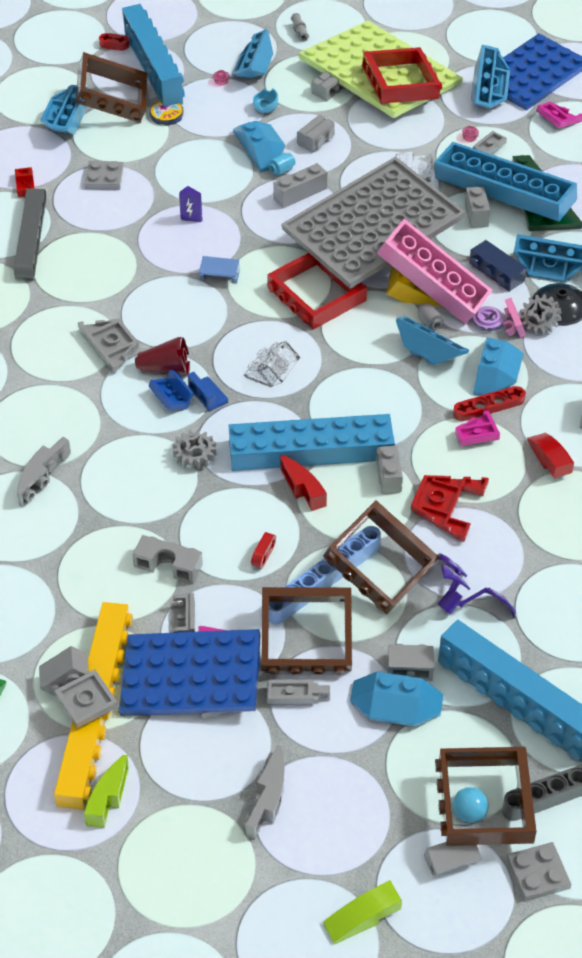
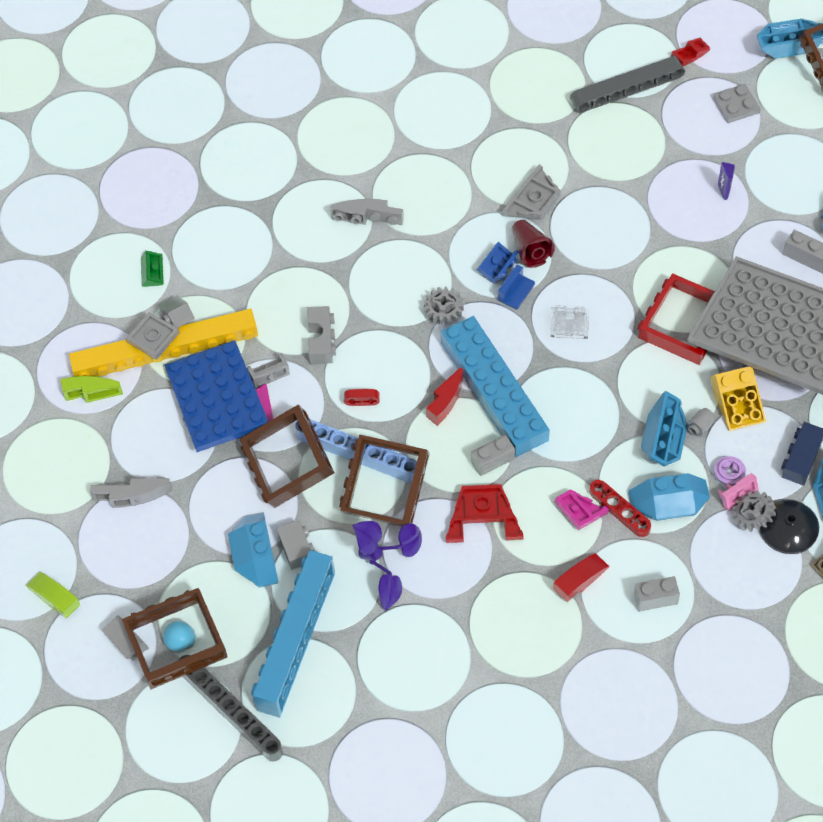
camera: 70 degrees right, 10 degrees up
(220, 267) = (663, 237): medium blue hinge -> none
(296, 692) = (232, 474): light grey hinge -> none
(434, 271) = (739, 398): bright pink brick -> none
(539, 871) = (138, 706): light grey plate -> none

